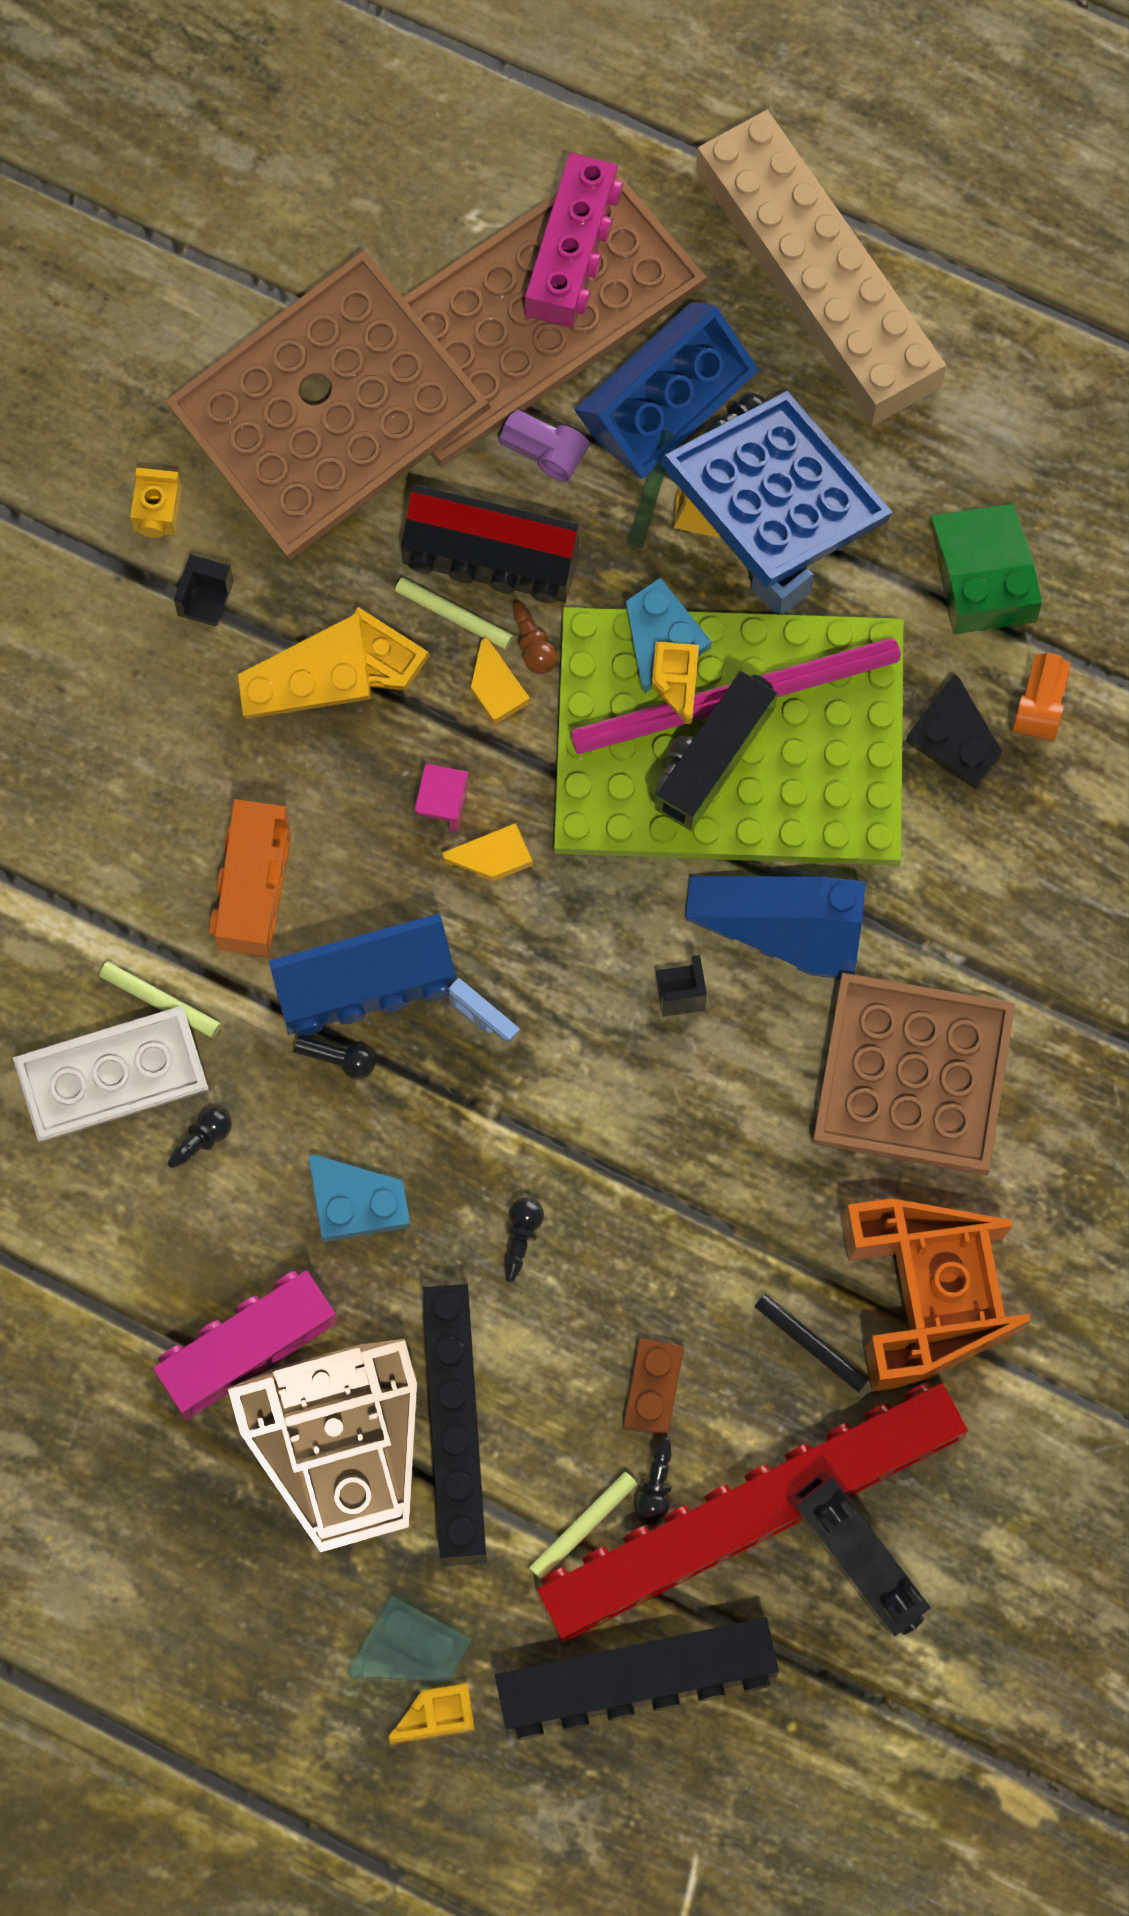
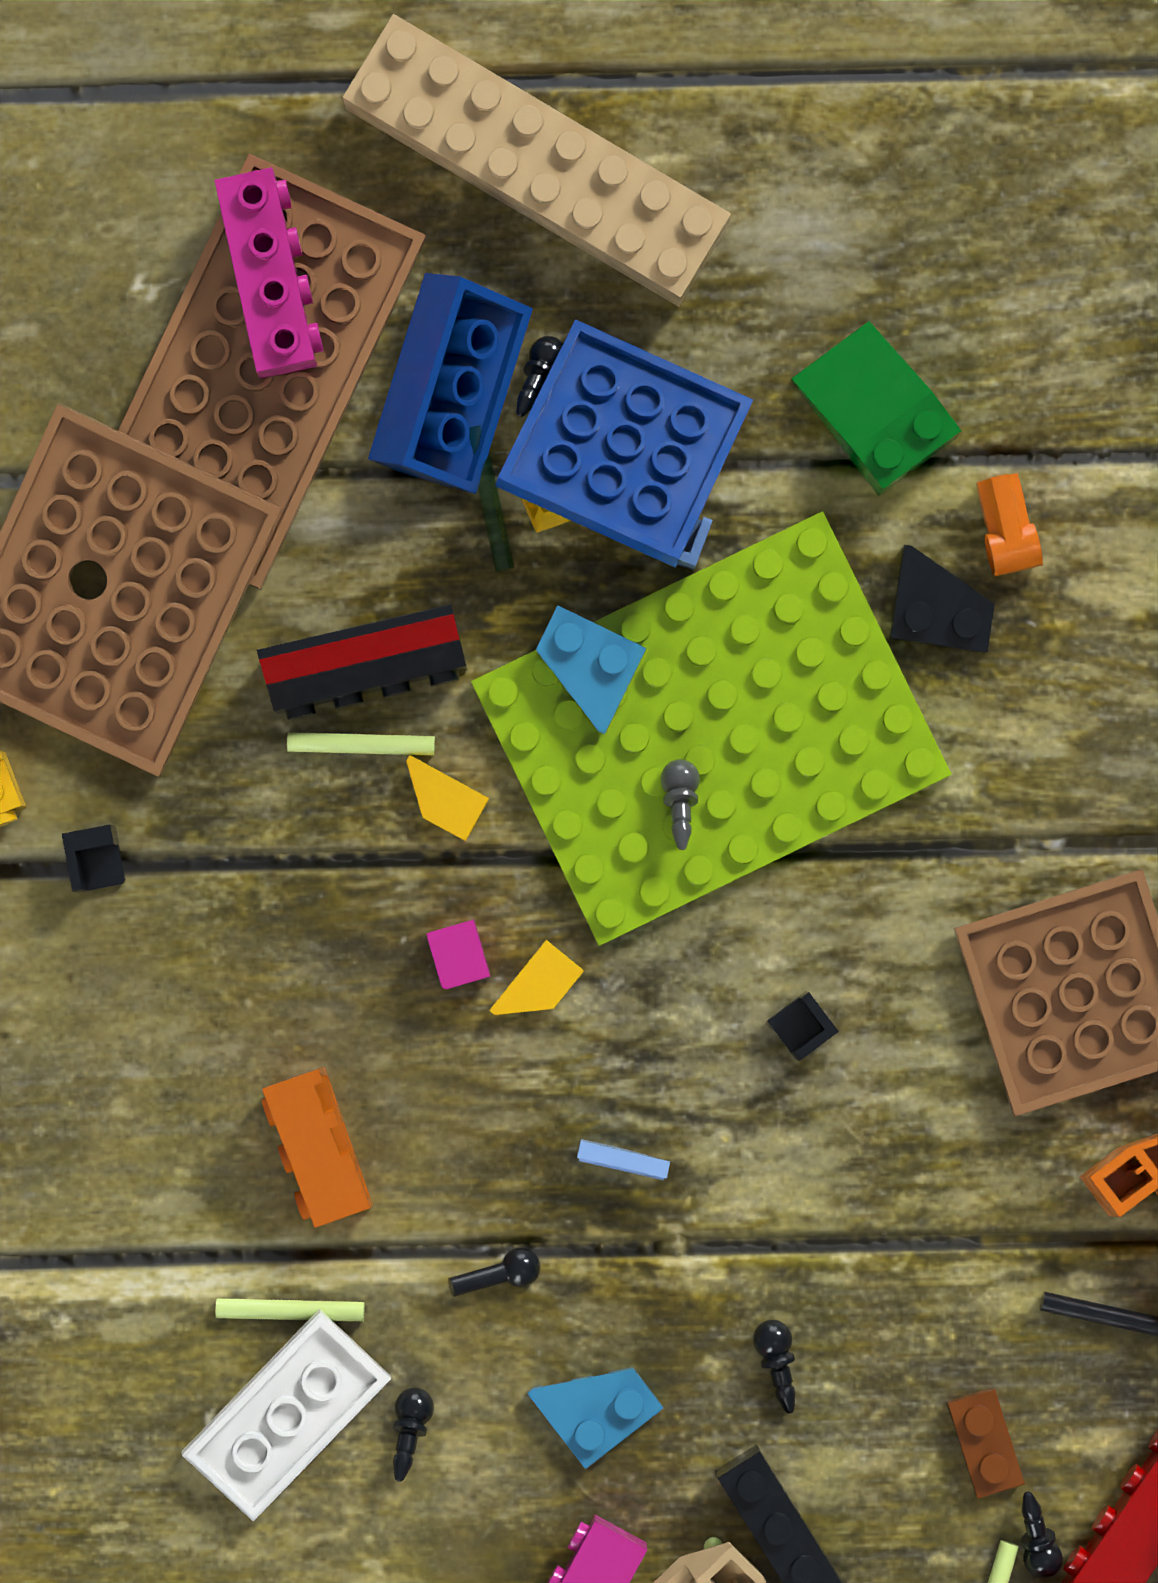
camera: 30 degrees left, 15 degrees up
(309, 675) = (255, 892): yellow wing -> none
(363, 975) = (484, 1189): blue slope -> none
(390, 657) = (303, 836): yellow wing -> none
(539, 654) = (473, 746): dark orange bar -> none
(553, 449) = (370, 511): medium lavender piece -> none
(676, 676) = (632, 709): yellow tile -> none
(716, 750) = (719, 773): black brick -> none
(783, 681) = (700, 692): dark pink axle -> none
(790, 918) = (876, 897): blue wedge -> none

